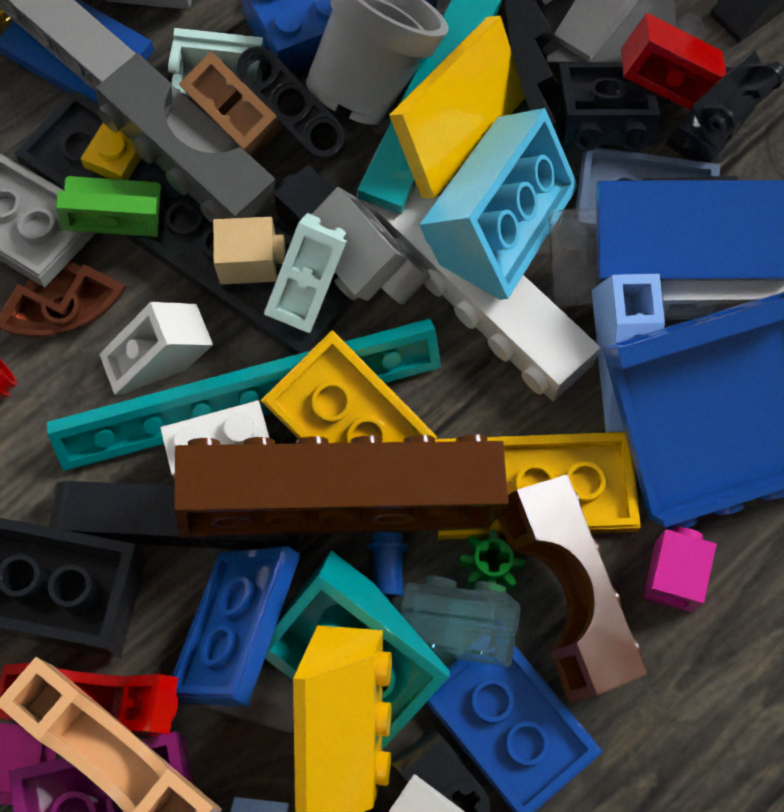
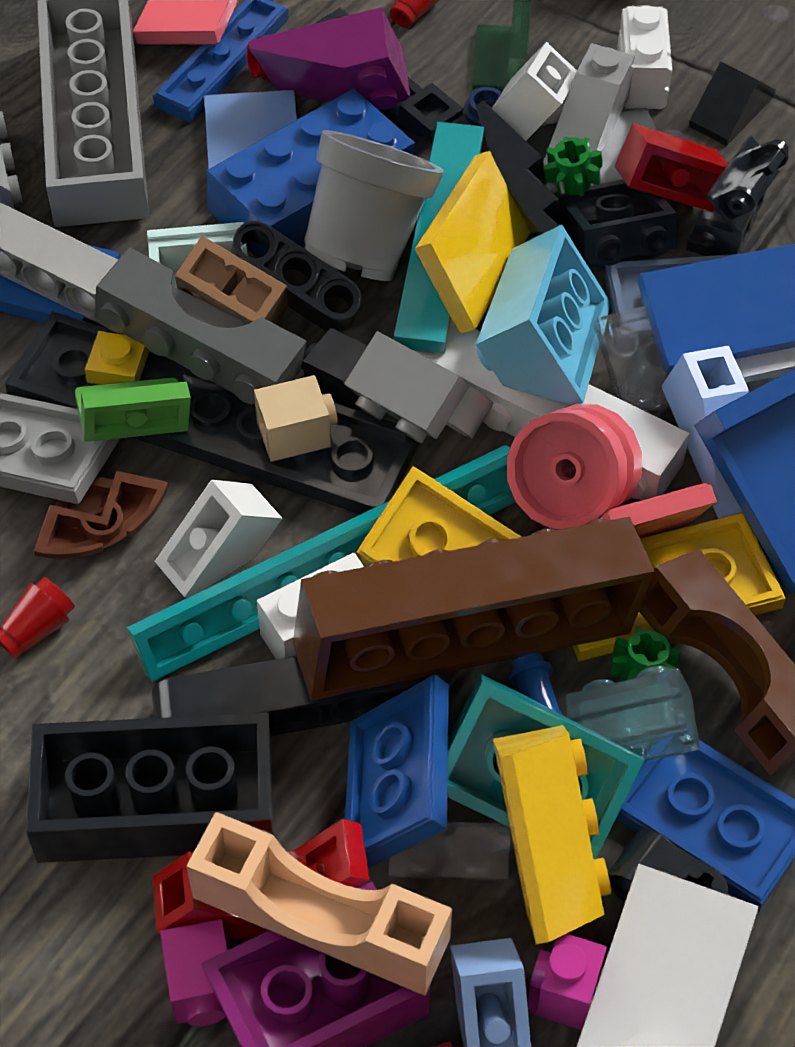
camera: 15 degrees left, 15 degrees down
(306, 273) = (370, 418): light aqua hinge -> none
(481, 360) = (574, 465): none -> coral wheel
(537, 426) = (667, 510): none -> coral tile
(577, 55) = (573, 166): none -> green gear

